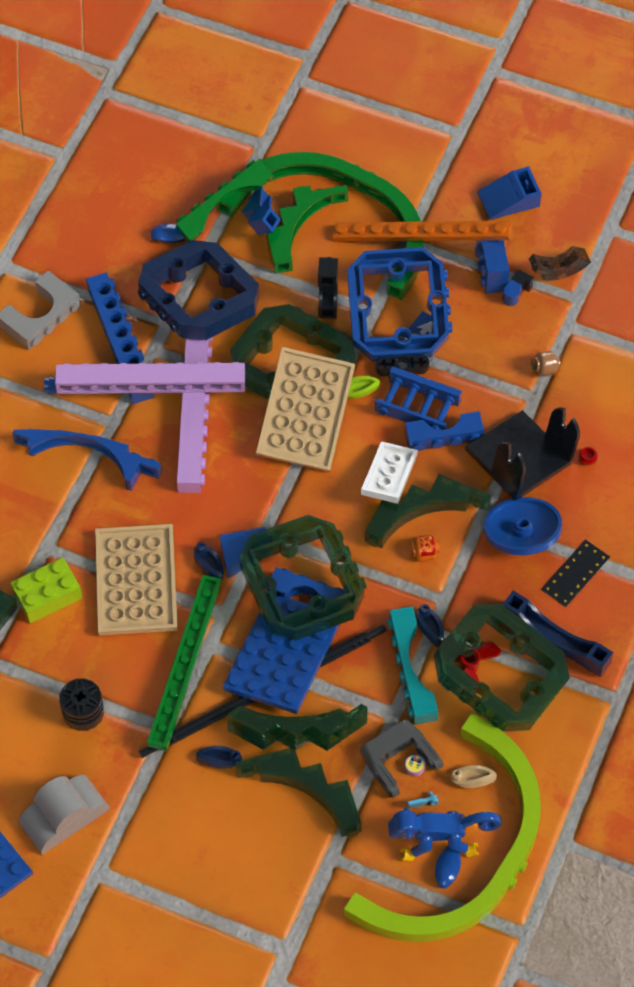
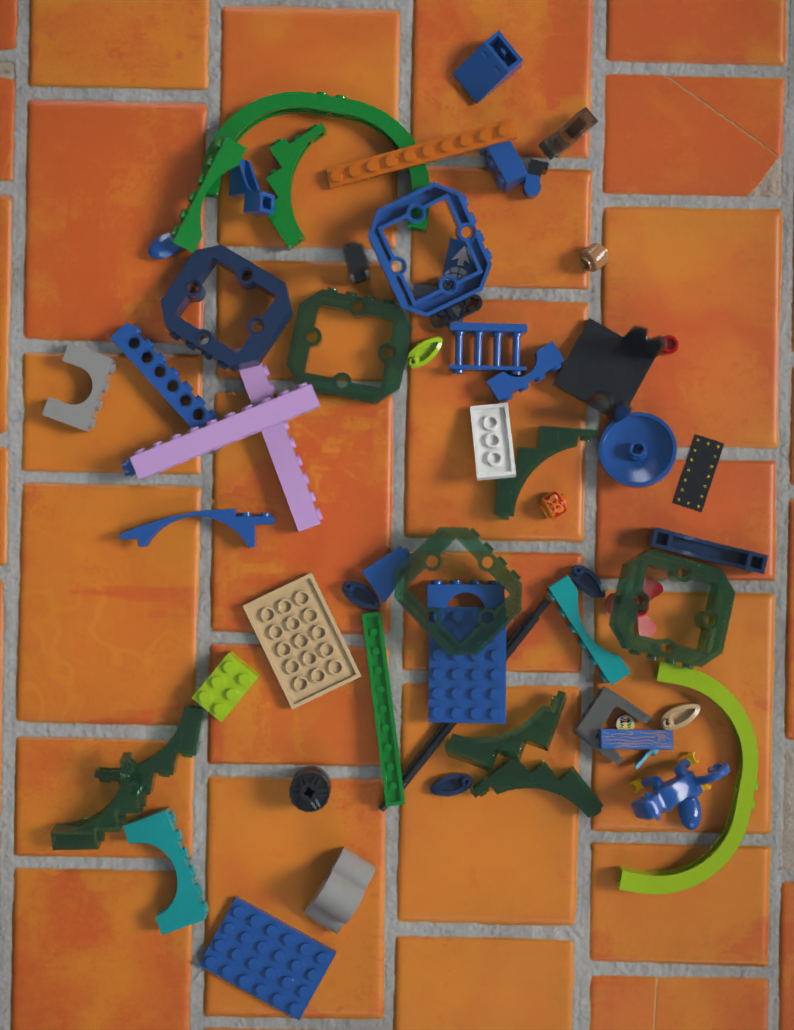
camera: 20 degrees left, 30 degrees up
(305, 409) = (387, 405): tan plate -> none
(419, 776) = (636, 739): none -> blue tile

